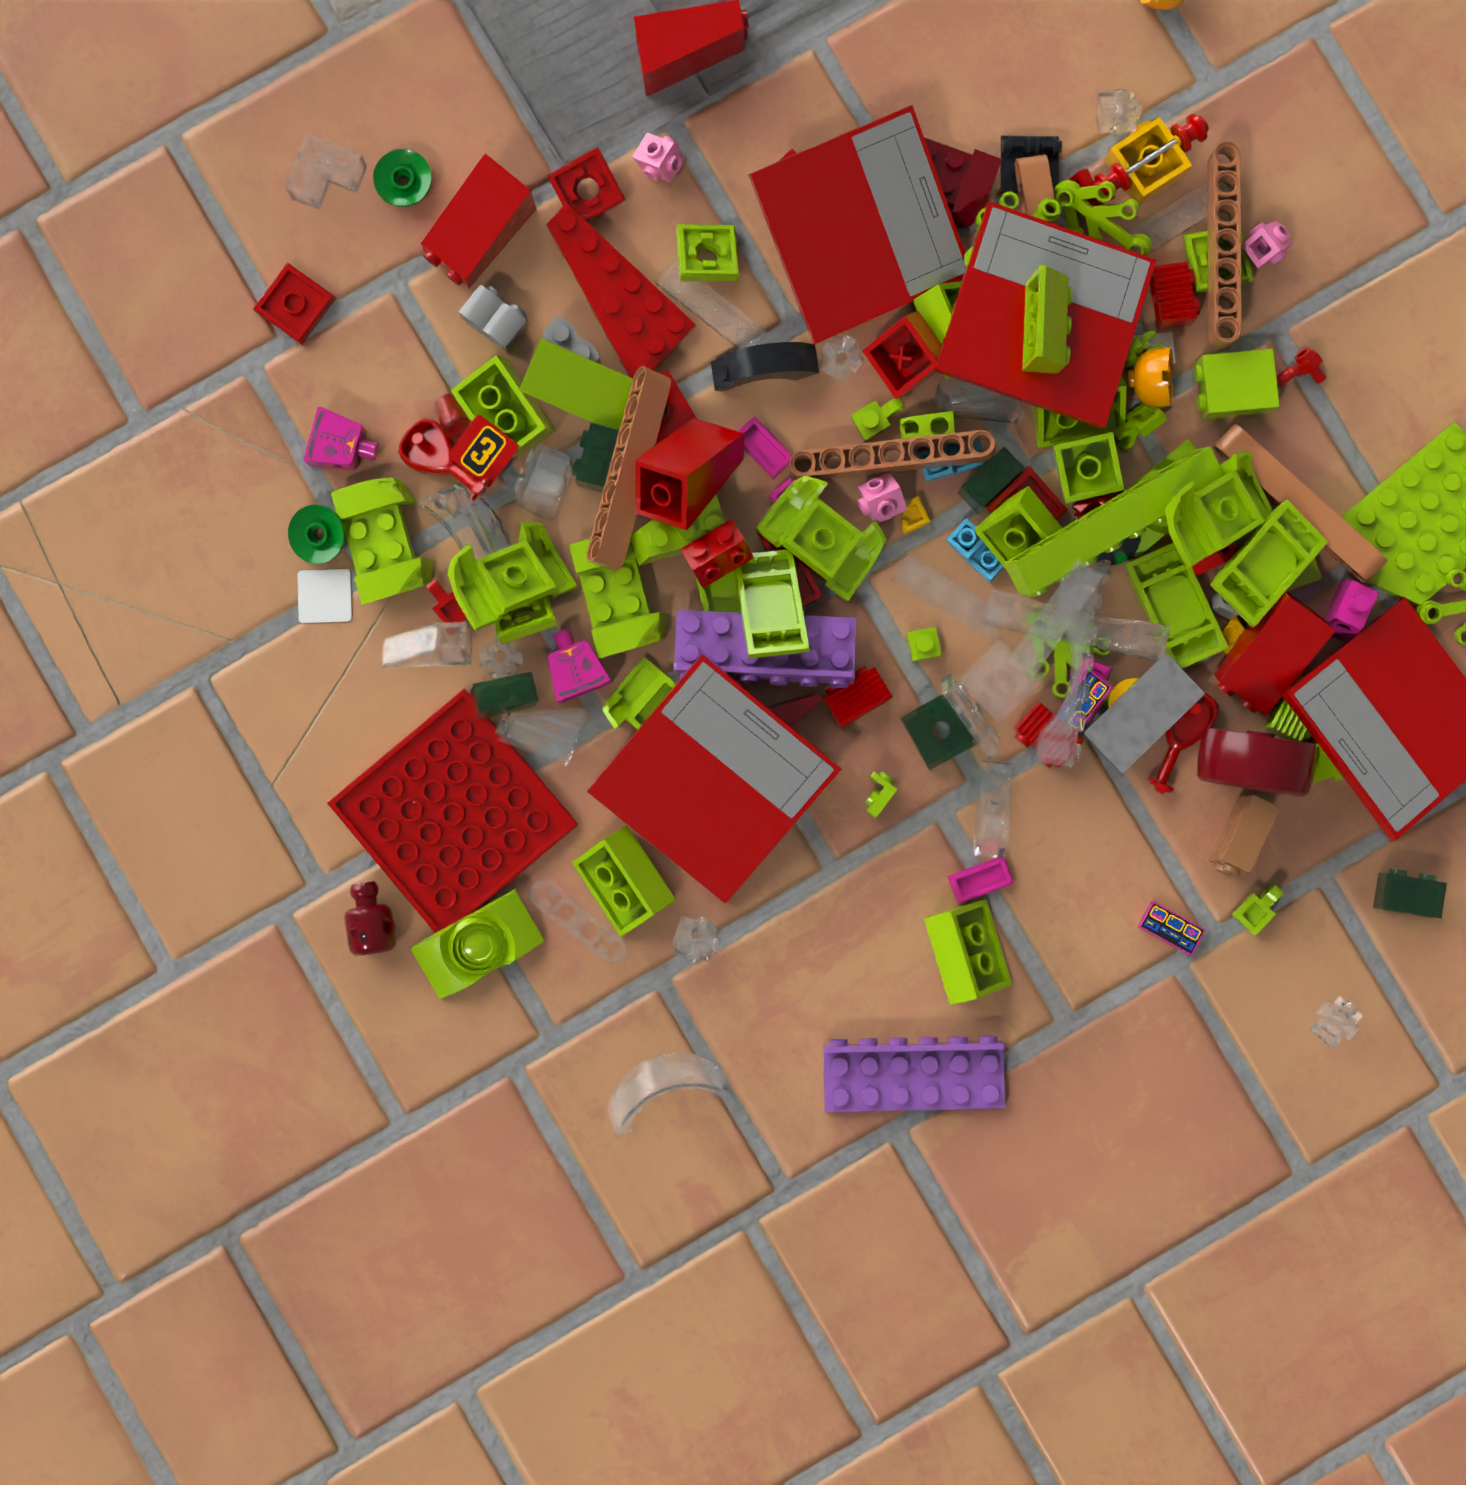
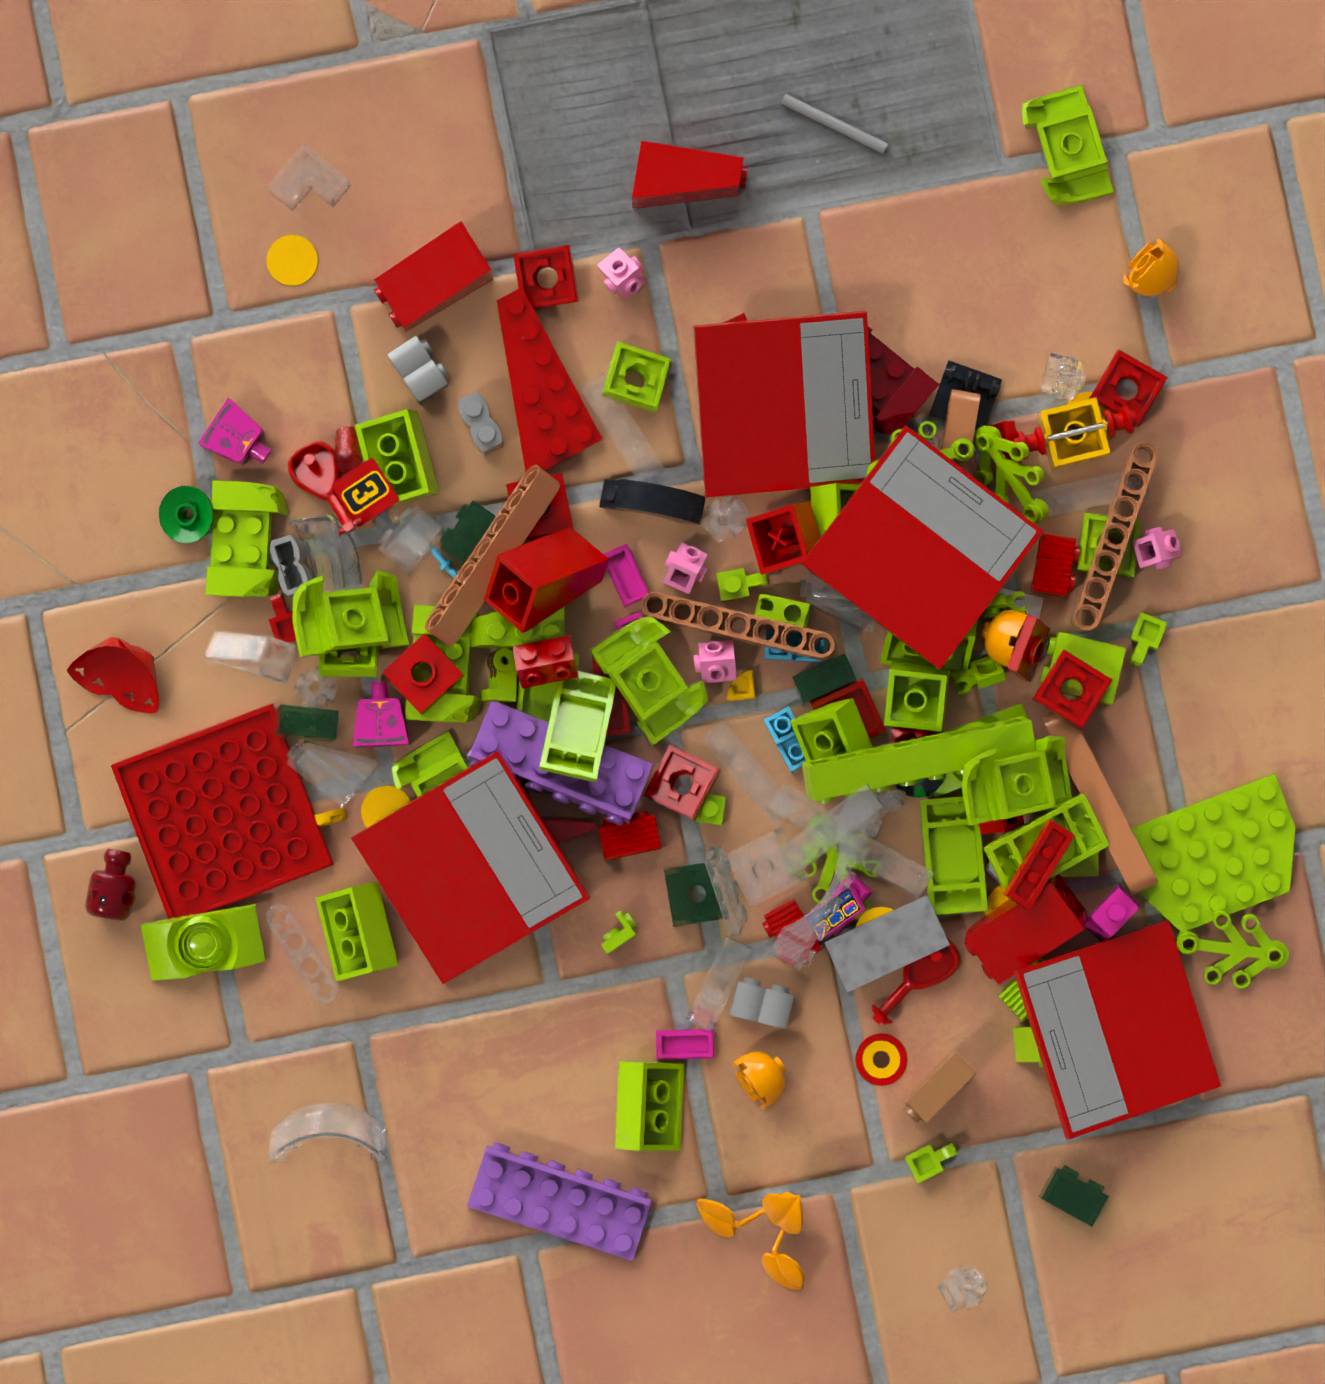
camera: 20 degrees right, 0 degrees up
(294, 303) = (239, 291): red tile -> none
(305, 707) = (122, 671): none -> red piece
(324, 596) = (173, 572): white sticker -> none
(335, 256) = (292, 260): none -> yellow sticker
(399, 165) = (375, 196): green dish -> none
(434, 541) = (291, 559): none -> light grey brick
(559, 779) = (331, 817): none -> yellow tile
(577, 385) = (472, 461): lime sticker -> none
(585, 496) = (445, 564): none -> medium azure hand
(604, 748) = (381, 803): none -> yellow sticker
(607, 627) = (423, 694): none -> red piece
(679, 585) = (501, 677): none -> lime leg
(696, 939) = (404, 1007): clear brick -> none
(819, 418) = (685, 568): none -> bright pink brick
(877, 611) = (678, 763): none -> piece
(1042, 814) = (761, 1004): none -> light grey brick
(1046, 321) = (917, 557): lime slope -> none
(1068, 886) = (761, 1077): none -> light orange cylinder
(1136, 1007) = (782, 1211): none -> light orange plant
(1171, 928) = (844, 1150): tile -> none
(1174, 84) = (1124, 367): none -> red piece
(1174, 828) = (881, 1059): none -> sticker
(1179, 380) = (1028, 648): none -> red piece
(1256, 395) = (1093, 688): none -> red piece
(1256, 761) = (969, 1024): dark red wheel -> none
(1271, 581) = (1038, 864): none -> red plate
(1284, 330) = (1147, 634): none -> lime plate
(1306, 362) = (1156, 671): red piece -> none

